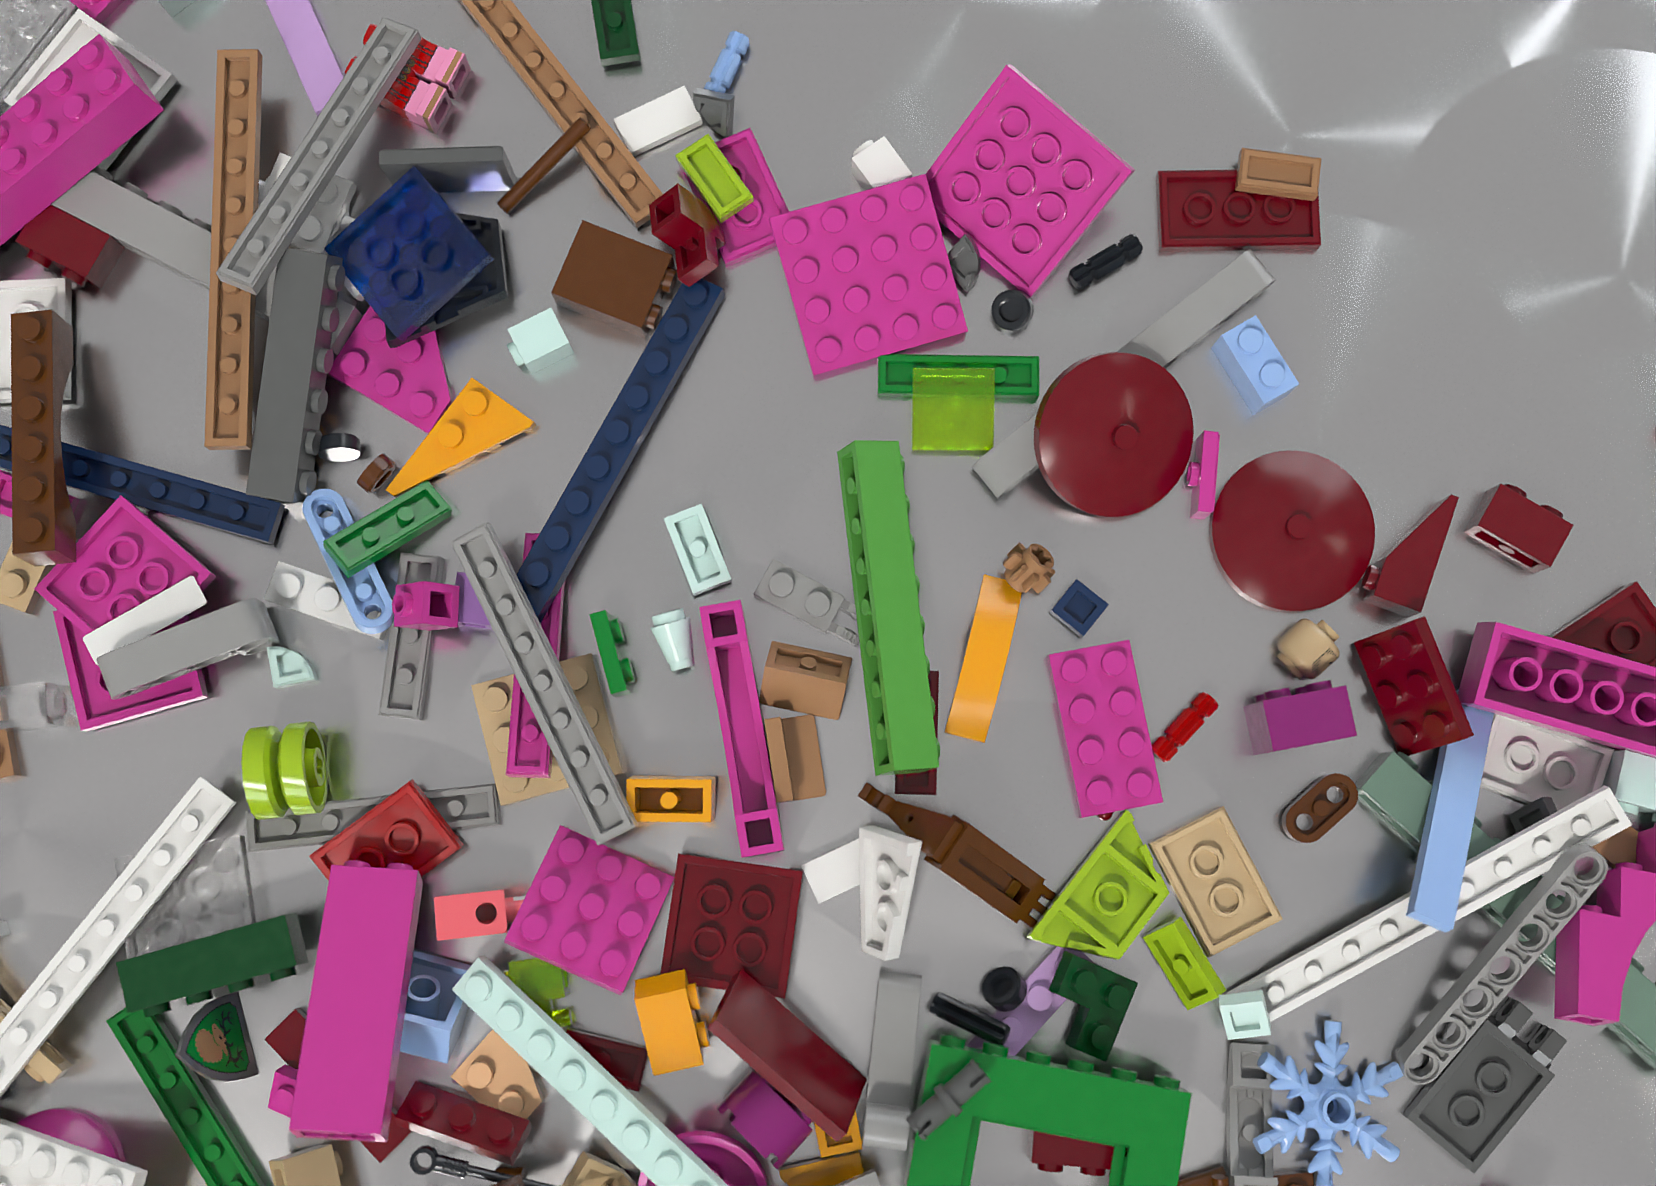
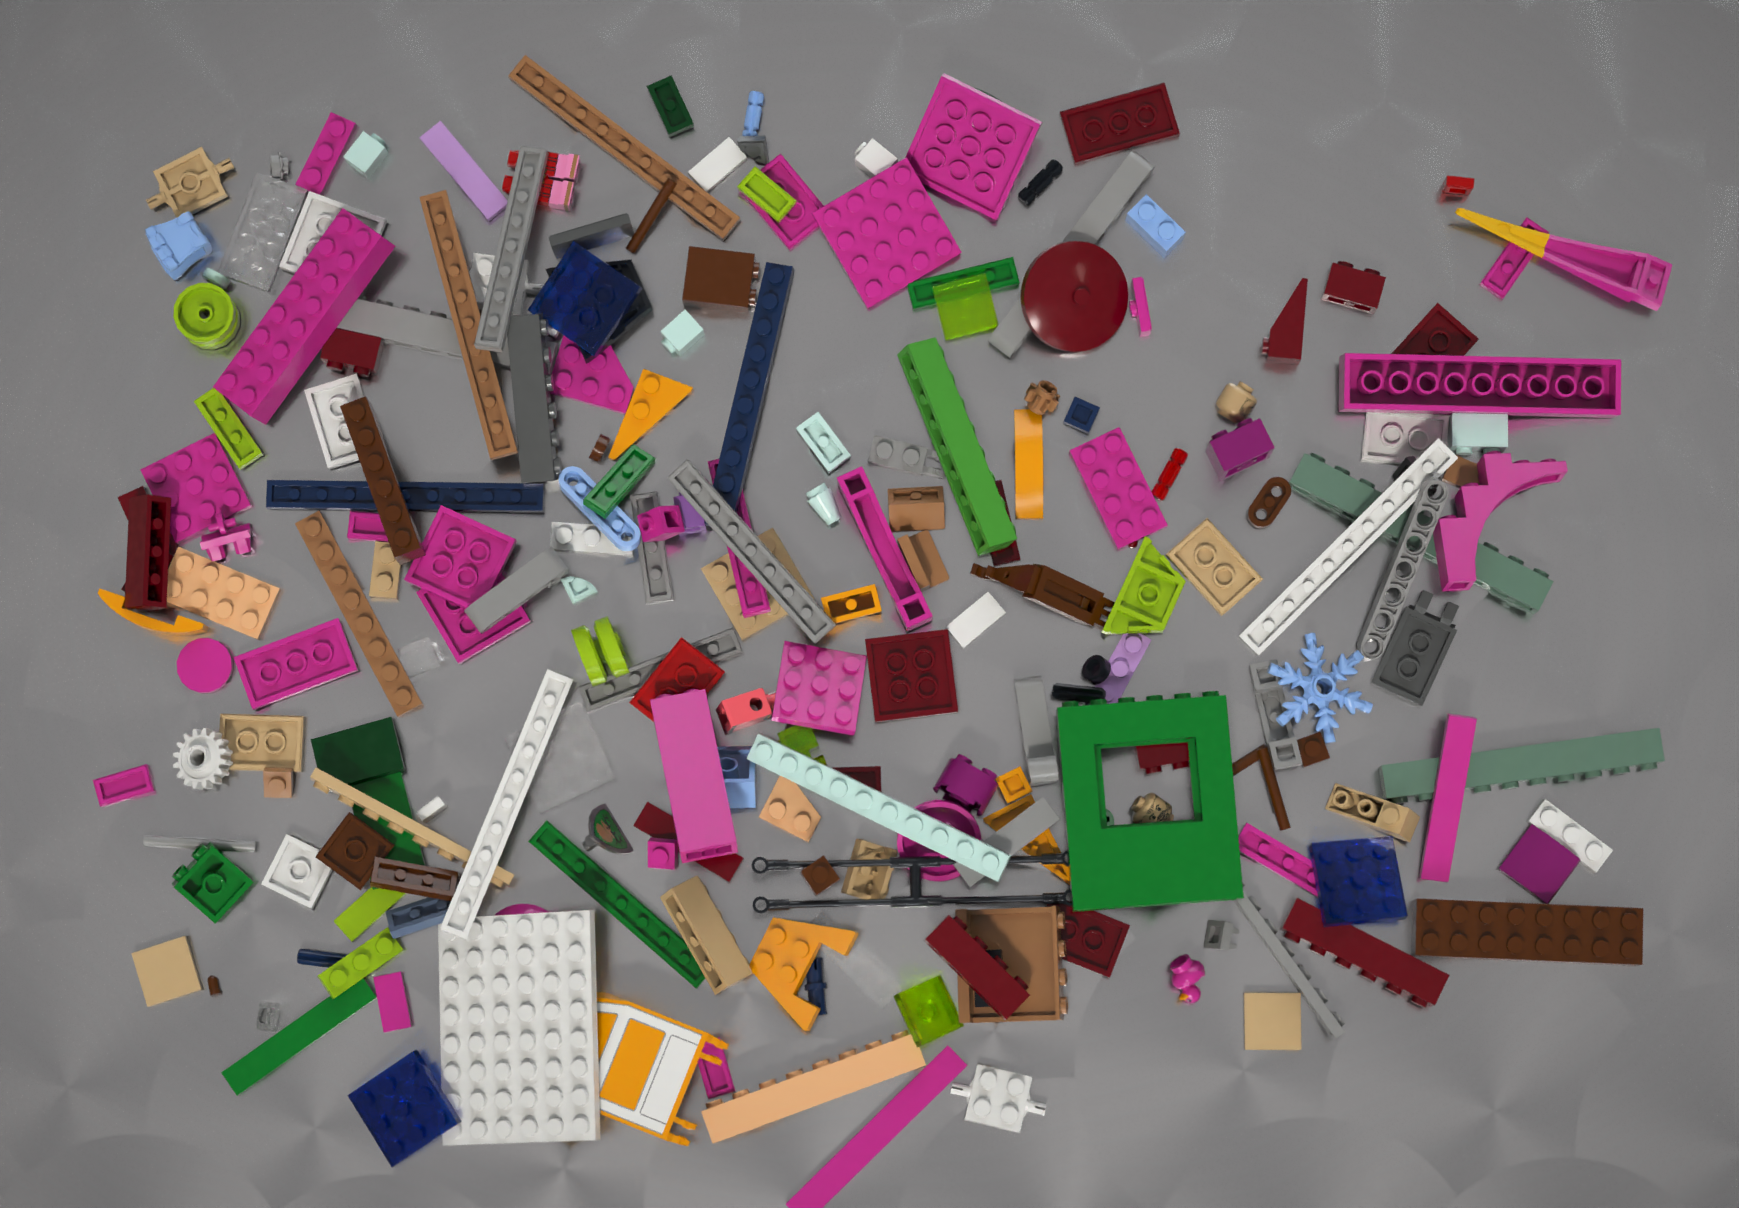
camera: 10 degrees left, 0 degrees up
(146, 618) = (483, 579): white sticker -> none
(211, 963) = (590, 782): dark green brick -> none
(339, 447) = (570, 437): black tile -> none
(463, 1123) = (777, 840): dark red plate -> none
(617, 670) = (781, 513): green plate -> none
(670, 1023) = (889, 743): light orange brick -> none
(690, 230) = (762, 234): dark red brick -> none
(788, 1054) = (969, 741): dark red tile -> none
(886, 888) = (1003, 622): white wing -> none
(948, 1099) = (1075, 736): dark grey pin -> none
(965, 262) = (947, 207): dark grey tile -> none
(1012, 309) = (987, 230): black tile -> none
(1102, 1001) = (1161, 662): dark green plate -> none
(1184, 963) = (1206, 623): lime plate -> none
(1245, 1015) = (1250, 642): light aqua plate -> none
(1278, 174) = (1139, 94): medium nougat tile -> none
(1292, 531) = (1207, 328): dark red dish -> none
(1413, 687) = (1307, 409): dark red plate -> none
(1449, 825) = (1348, 482): light blue tile -> none

